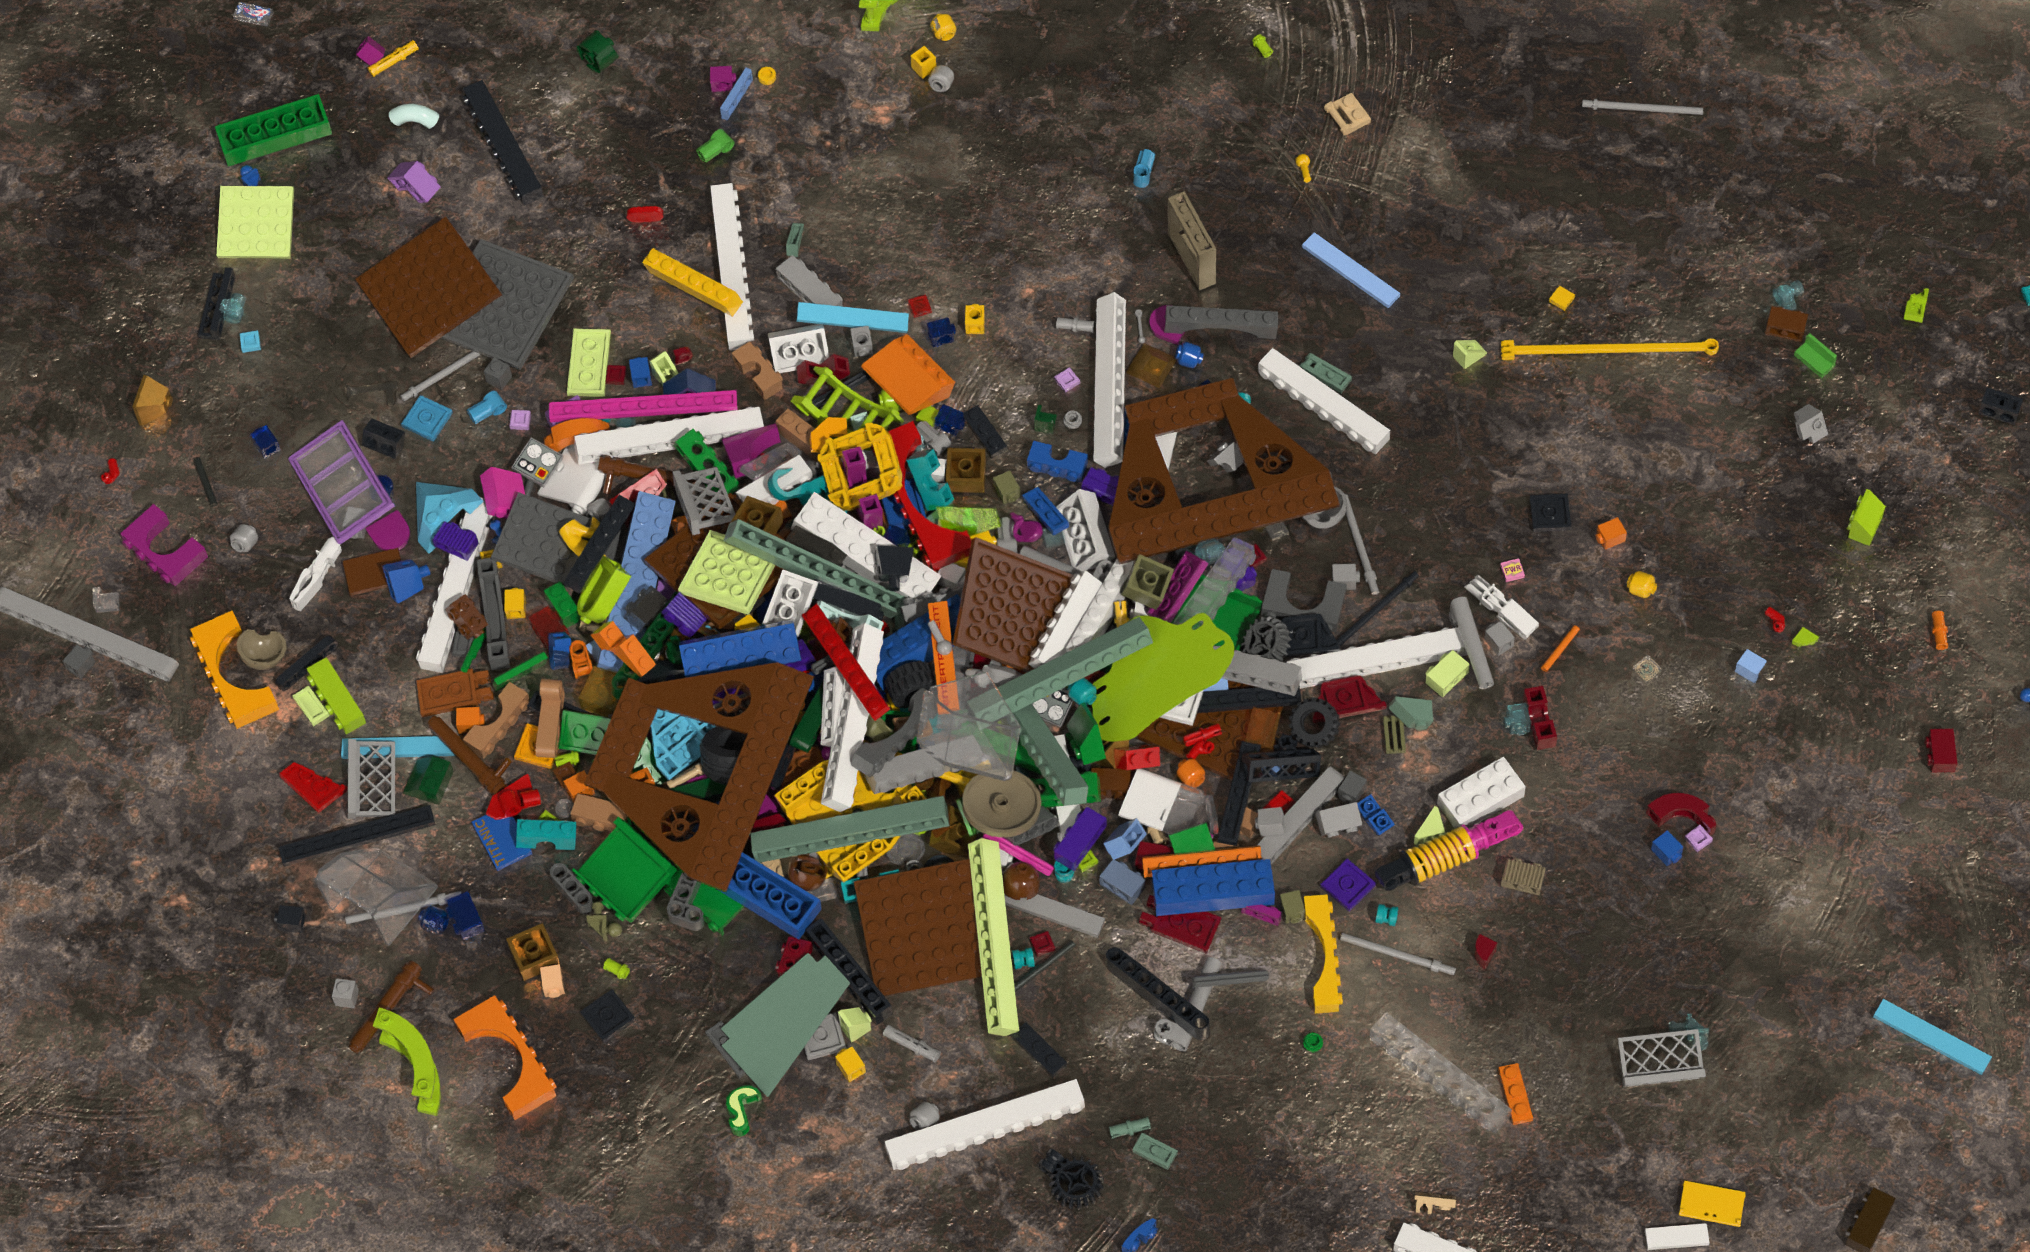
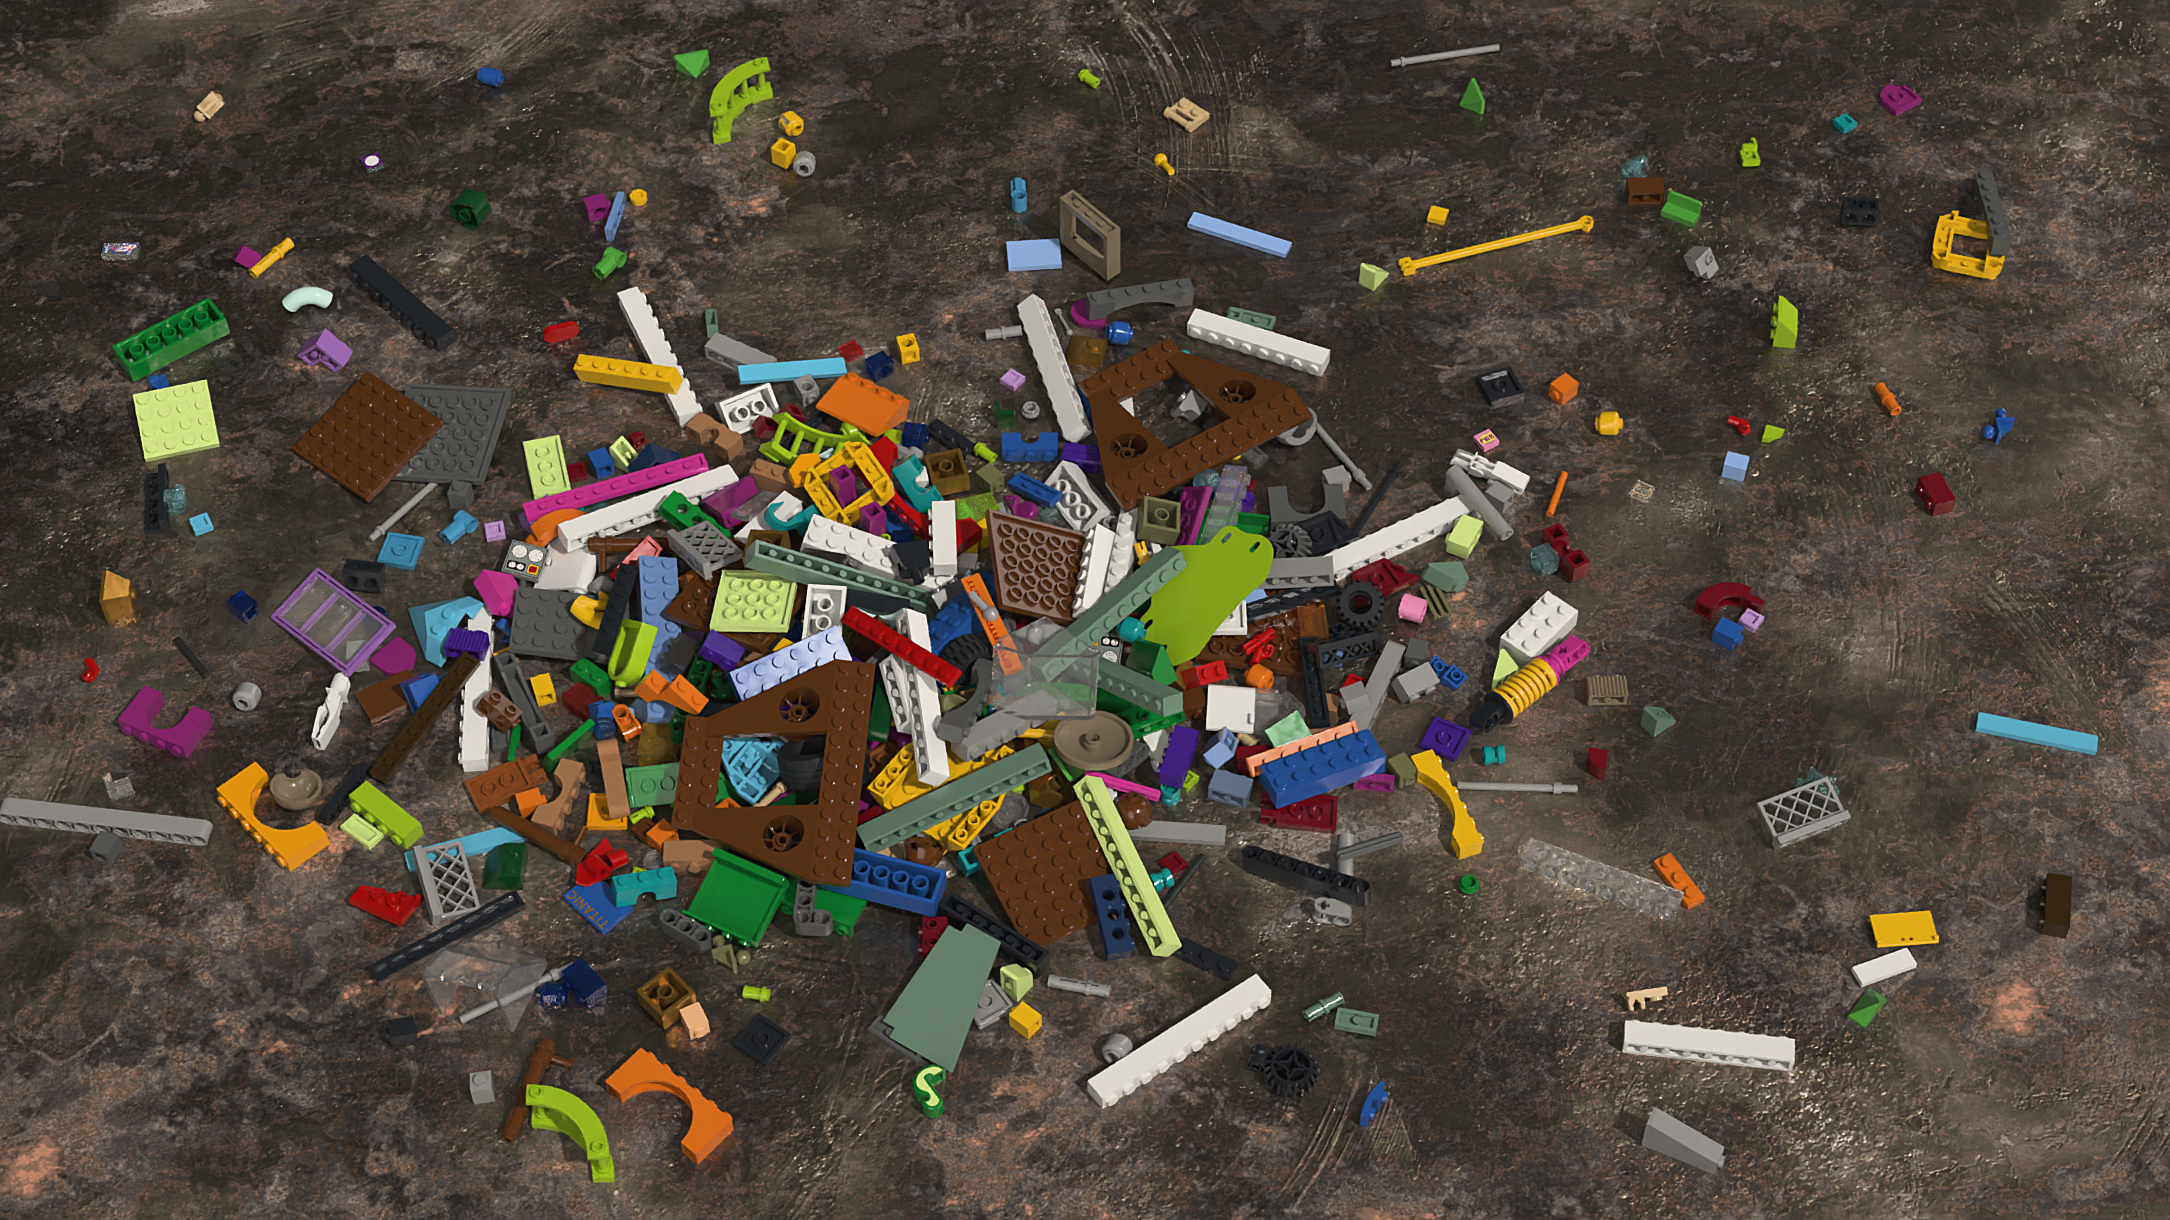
camera: 20 degrees left, 10 degrees down
(397, 606) = (424, 718): none -> dark brown plate
(932, 548) = (944, 538): none -> white brick
(962, 952) = (1112, 947): none -> dark blue brick
(1012, 456) = (981, 450): none -> lime pin
(1136, 241) = (1033, 254): none -> light blue tile
(1367, 738) = (1412, 608): none -> bright pink piece
(1561, 920) = (1656, 720): none -> sand green slope
(1650, 167) = (1473, 98): none -> bright green slope

